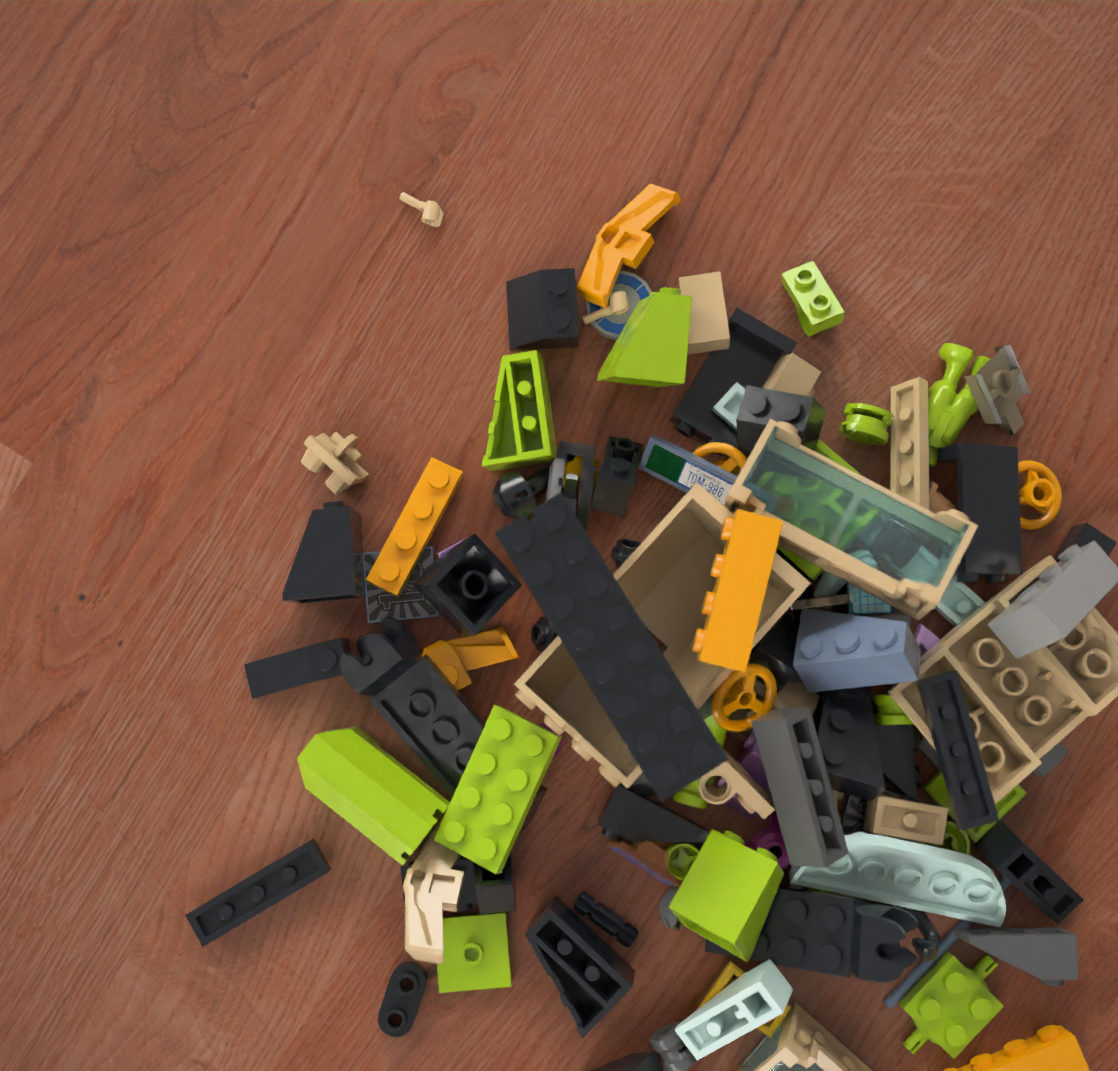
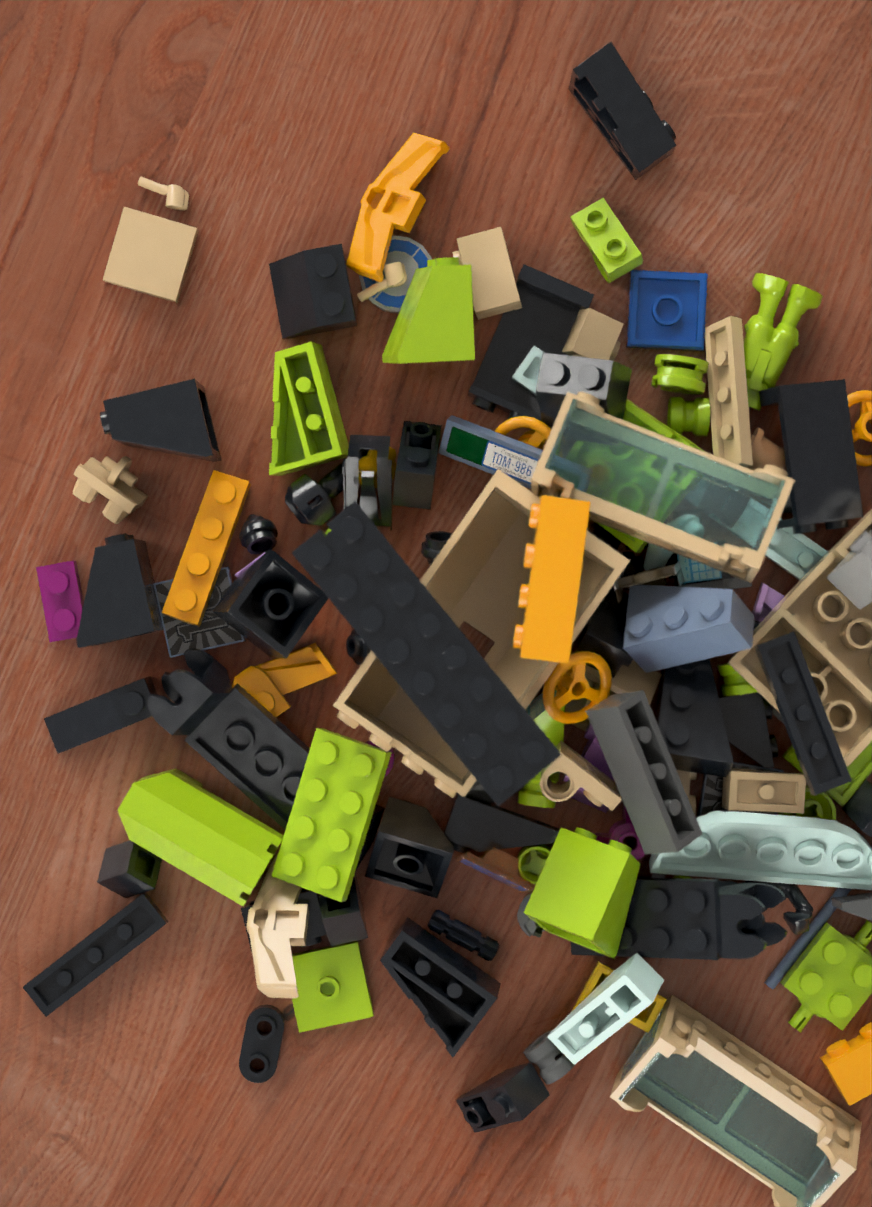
camera: 10 degrees left, 5 degrees up
(276, 556) = (61, 599): none -> magenta plate
(301, 816) = (129, 869): none -> black panel
(392, 405) = (164, 420): none -> black slope
(402, 260) = (150, 254): none -> tan tile
(464, 520) = (258, 534): none -> black plate
(566, 831) = (410, 849): none -> black slope
(838, 184) = (622, 111): none -> black wedge
(858, 367) = (666, 310): none -> blue tile
(871, 463) = (689, 415): none -> lime wheel
(998, 390) = (818, 318): dark tan piece -> none

